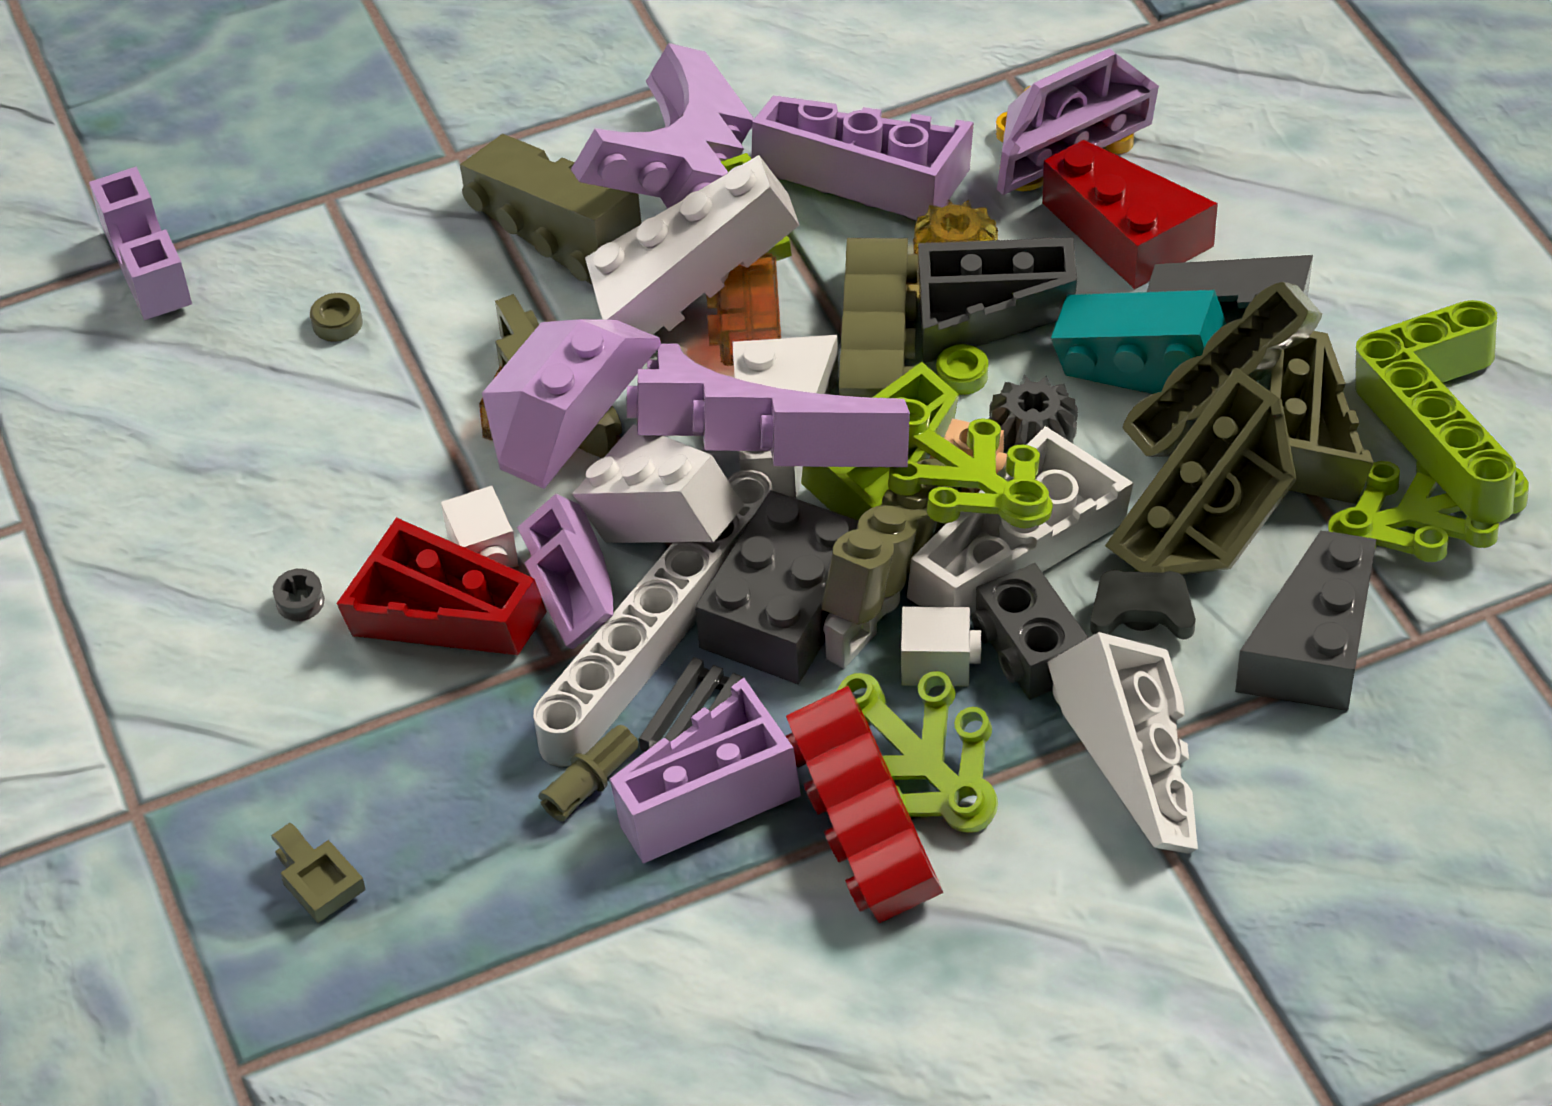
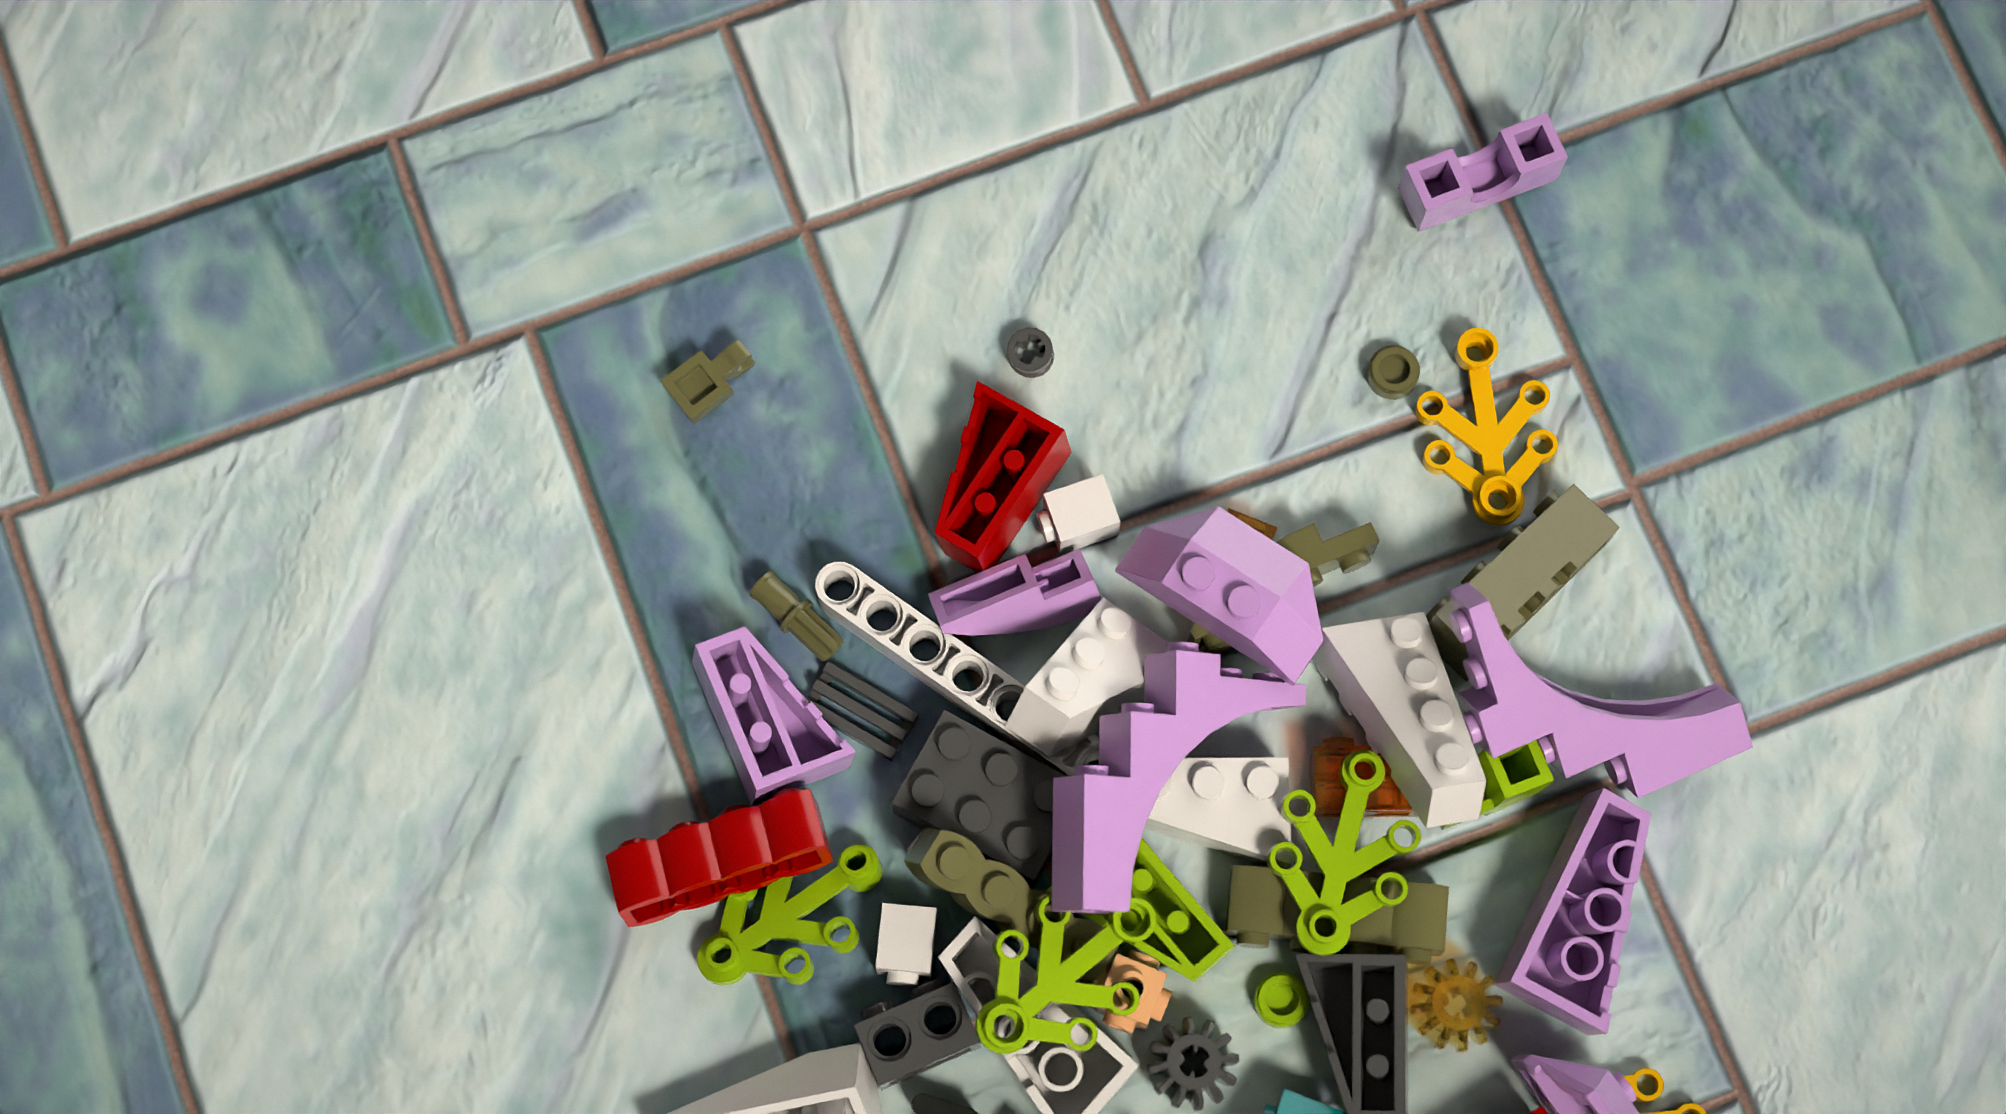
camera: 90 degrees right, 25 degrees up
(454, 237) = (1487, 436): none -> yellow plant
(885, 304) = (1339, 860): none -> lime plant

